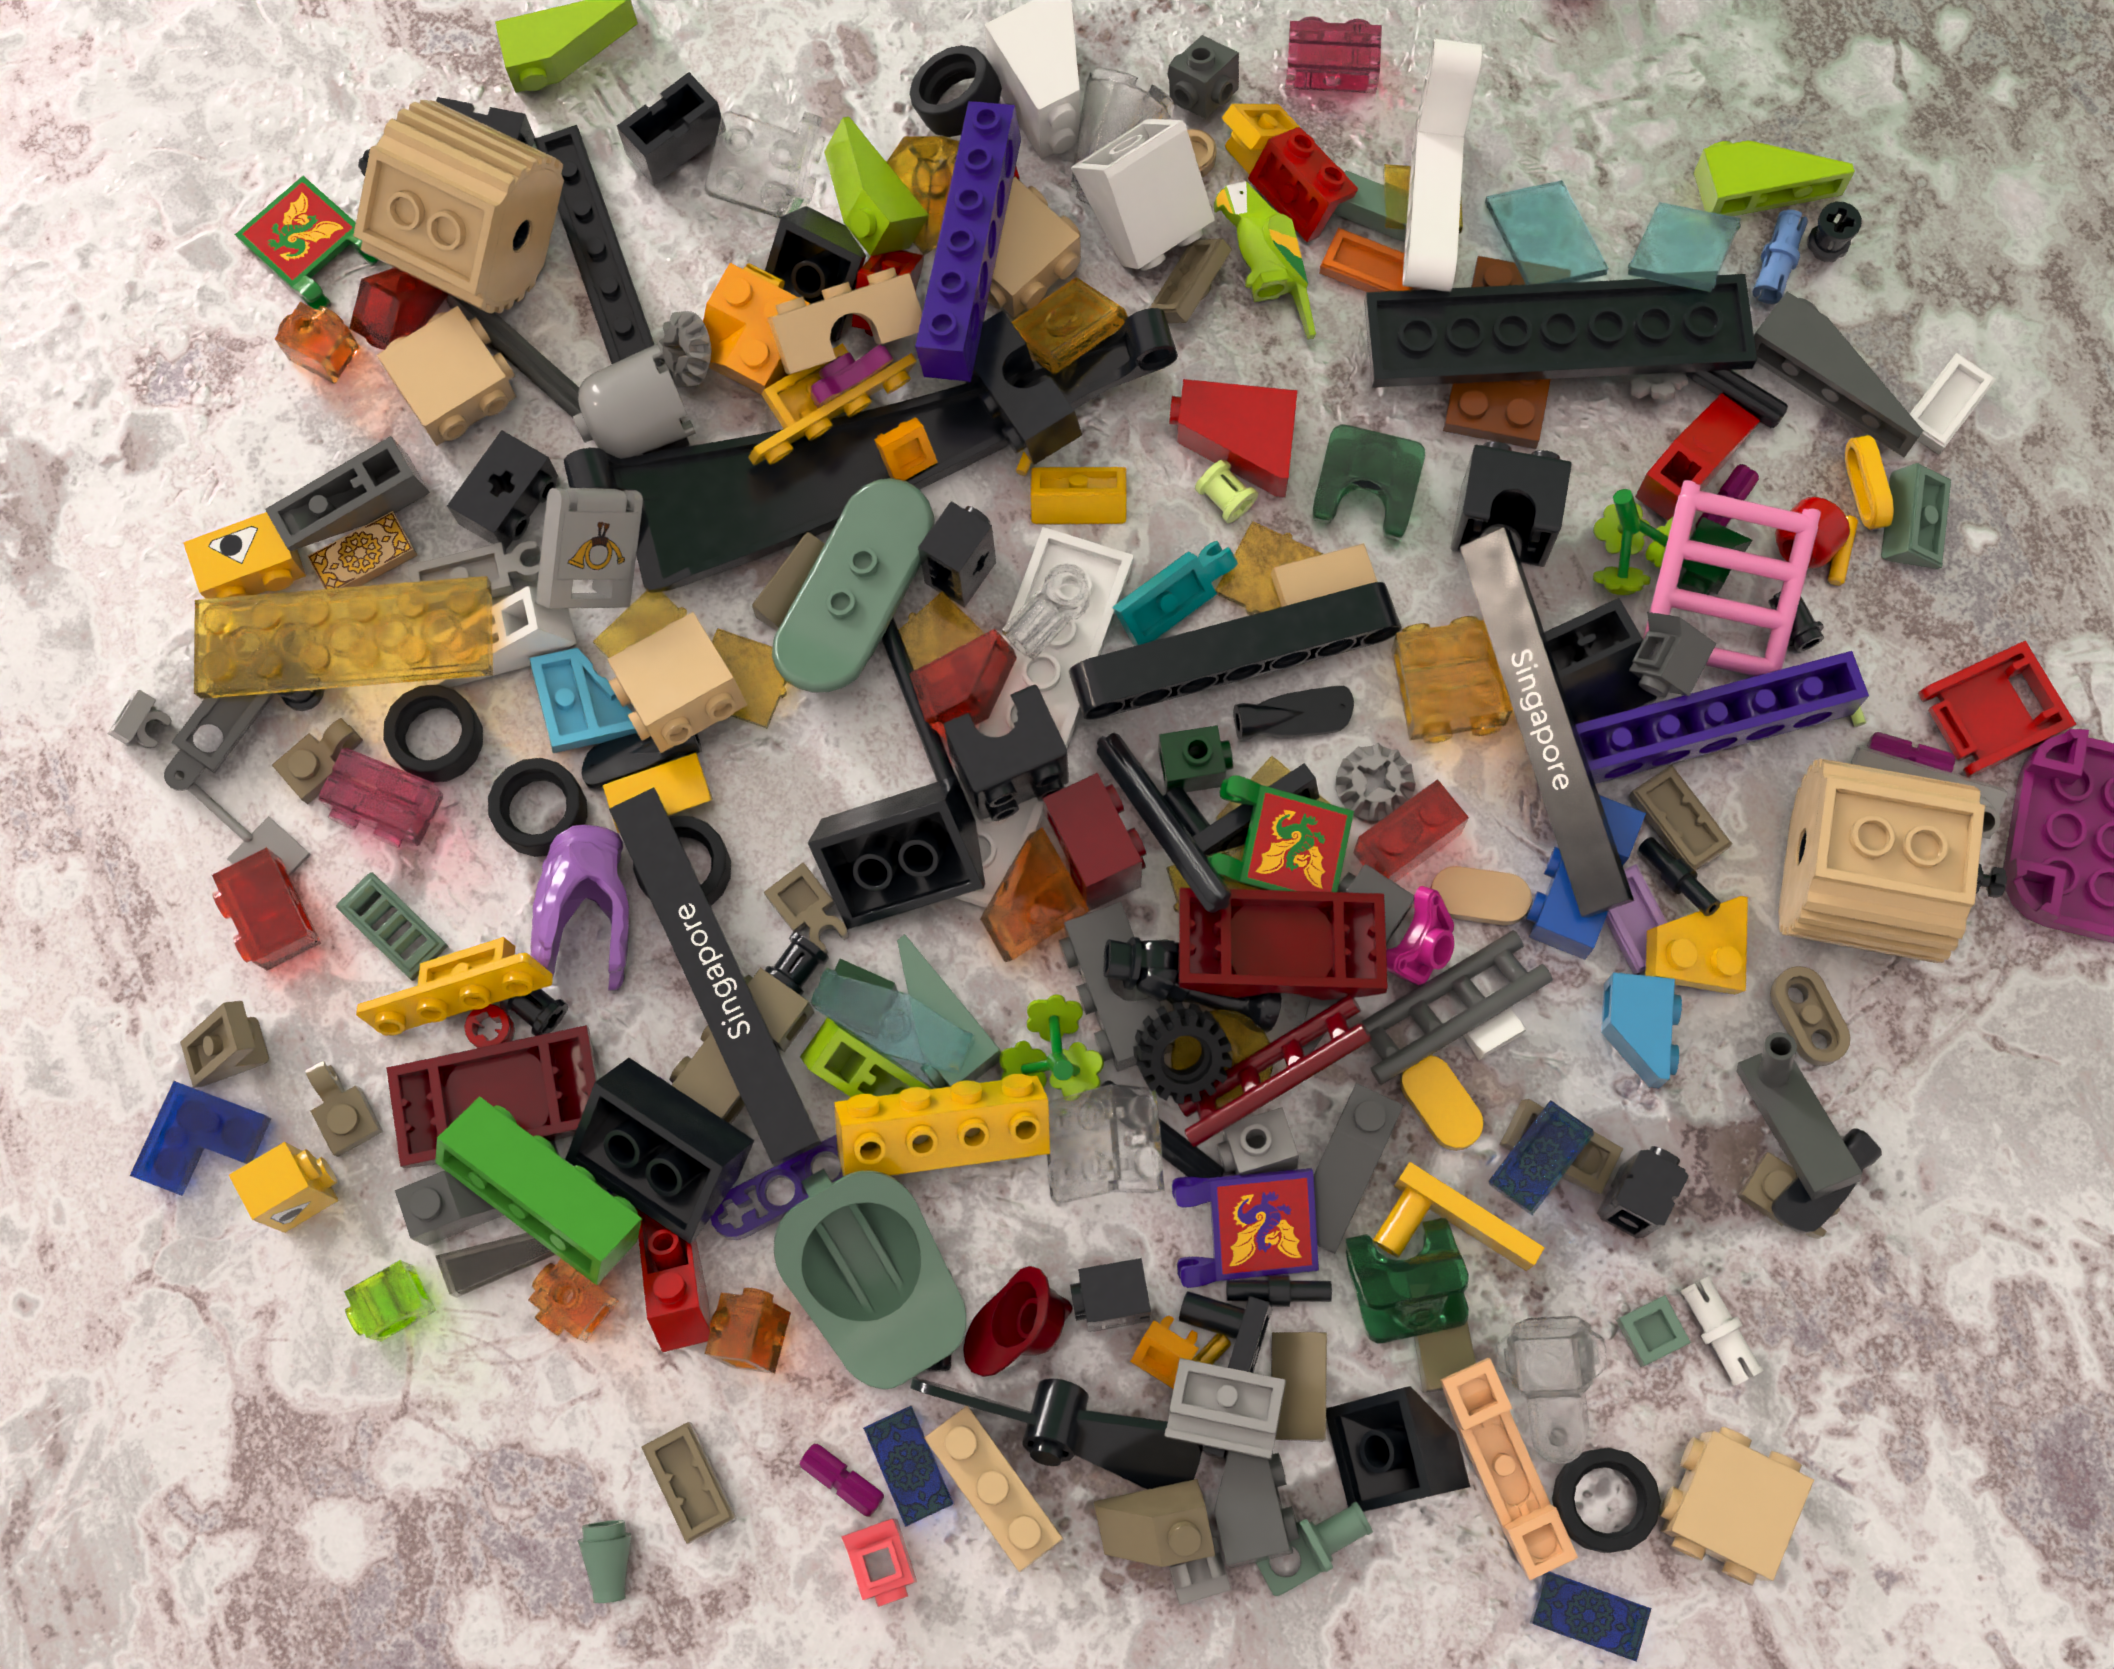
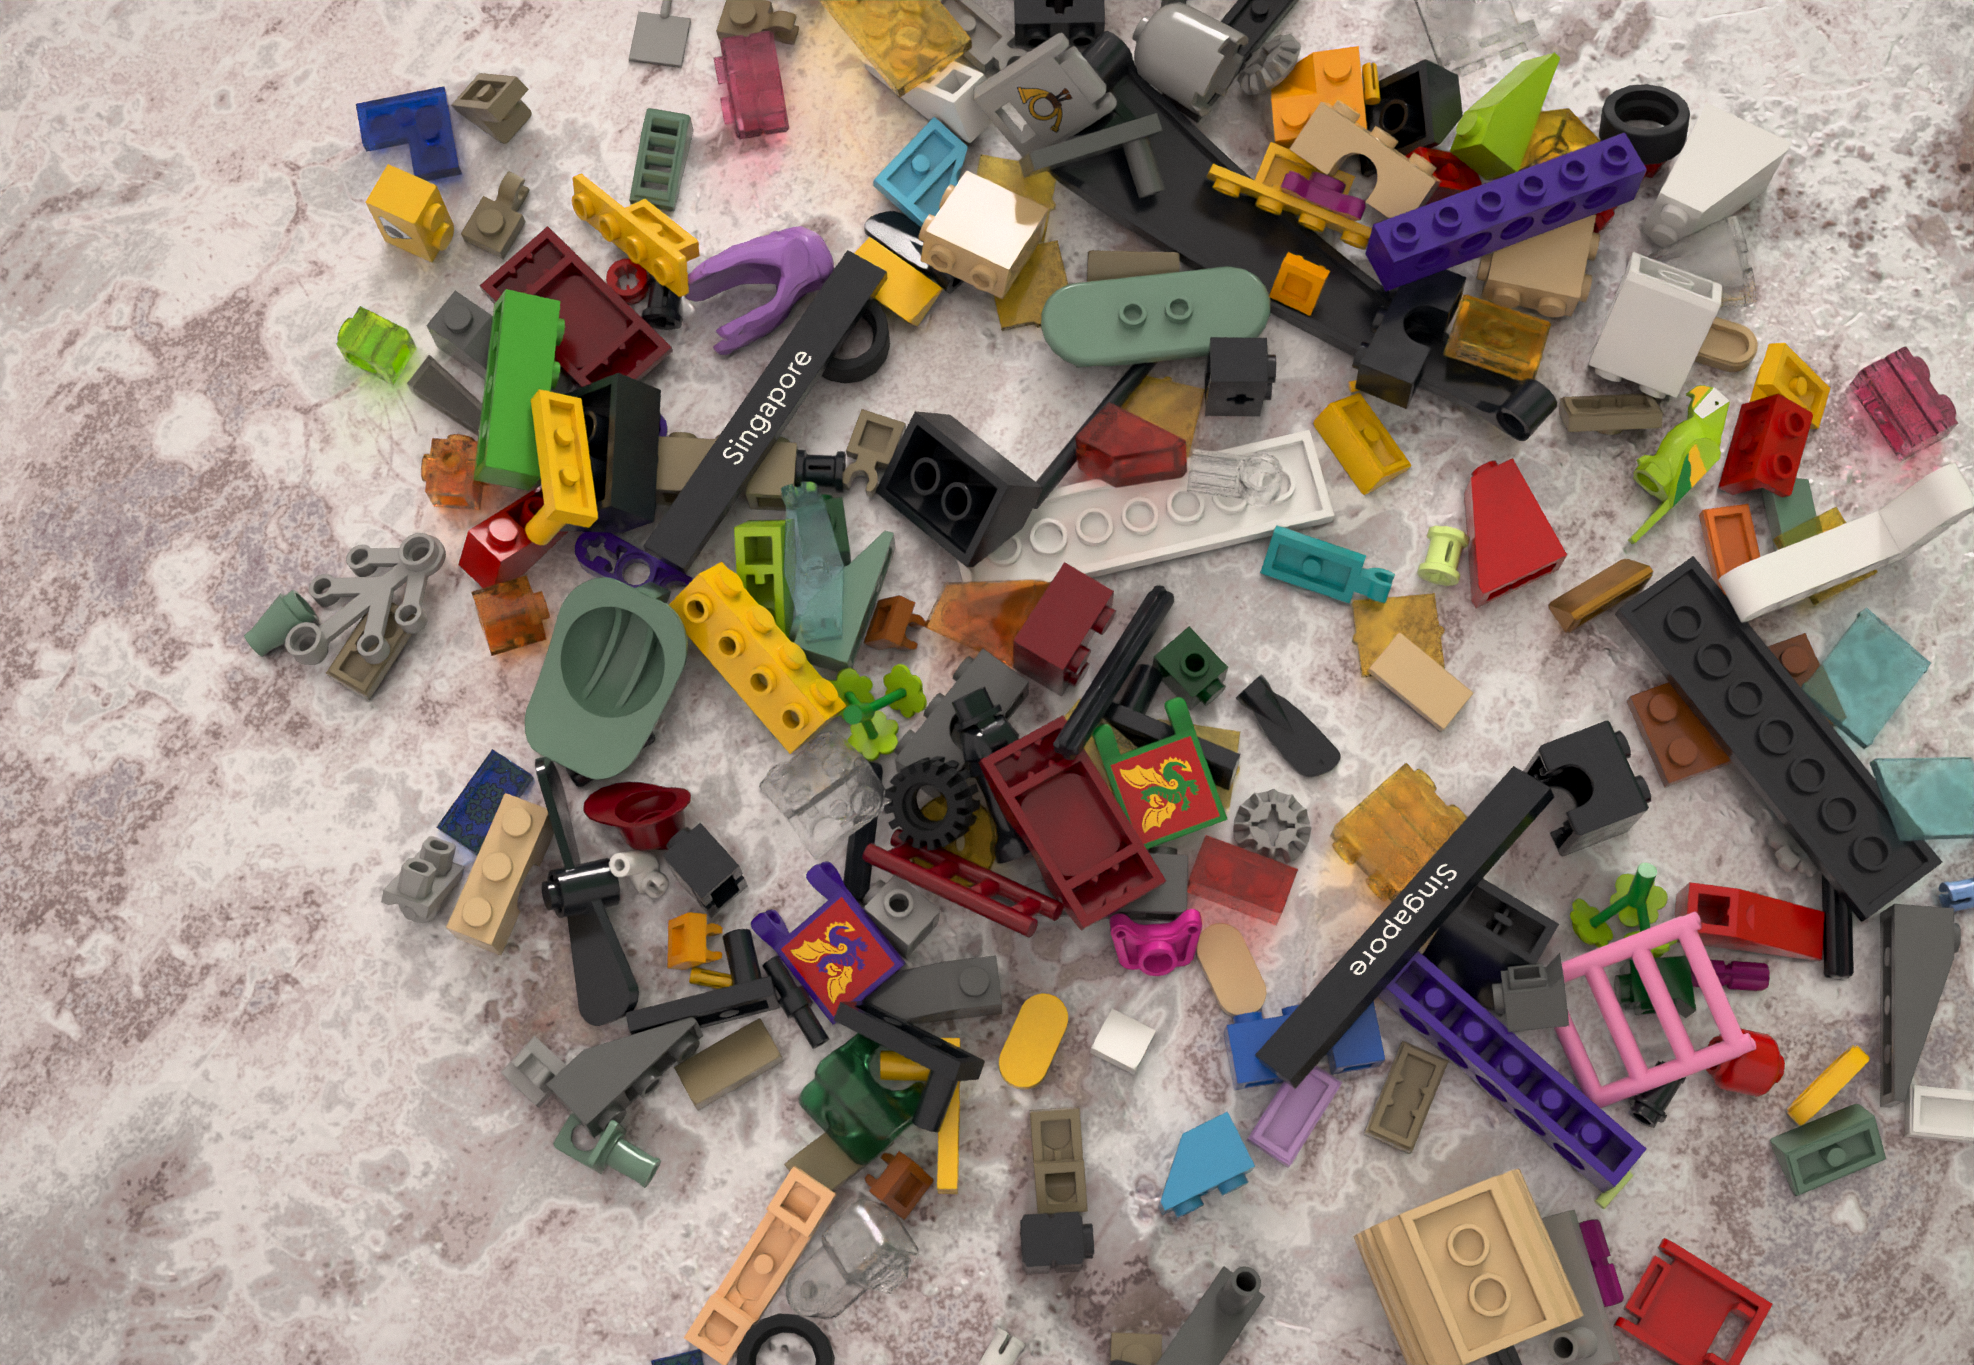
camera: 55 degrees right, 0 degrees up
(264, 910) = (613, 62): clear red brick -> none
(413, 704) = (824, 58): black tyre -> none
(520, 775) = (828, 170): black tyre -> none
(640, 1452) = (371, 596): none -> light grey plant
(649, 1188) = (562, 466): none -> yellow piece
(677, 500) = (1130, 136): none -> dark grey piece
(833, 1473) = (443, 768): magenta piece -> none
(880, 1562) = (398, 824): coral window -> none
(955, 1567) = (425, 881): none -> light grey hips
(983, 990) = (890, 624): none -> dark orange tile
(1011, 767) = (1080, 528): black piece -> none
(1072, 1358) = (642, 871): none -> white arm
(1156, 1525) = (550, 1016): dark tan slope -> none
(1204, 76) = (1803, 310): dark grey brick -> none
(1225, 1408) = (665, 1007): light grey plate -> none
(1234, 650) = (1306, 645): black beam -> none
(1338, 385) = (1600, 593): none -> pearl gold slope
(1372, 463) = (1548, 652): clear green piece -> none
(1394, 1450) = (721, 1168): black slope -> none
(1430, 1184) = (946, 1061): none -> black piece
(1457, 979) = (1126, 1024): dark grey bar -> none
(1505, 1297) = (900, 1184): none -> dark orange tile
(1541, 1157) = (1033, 1145): clear blue tile -> none
(1653, 1331) = (950, 1325): sand green tile -> none
(1679, 876) = (1352, 1123): black bar -> none
(1702, 949) = (1303, 1178): yellow wing -> none
(1814, 1015) = (1303, 1305): dark tan plate -> none
(1841, 560) = (1743, 1102): yellow piece -> none

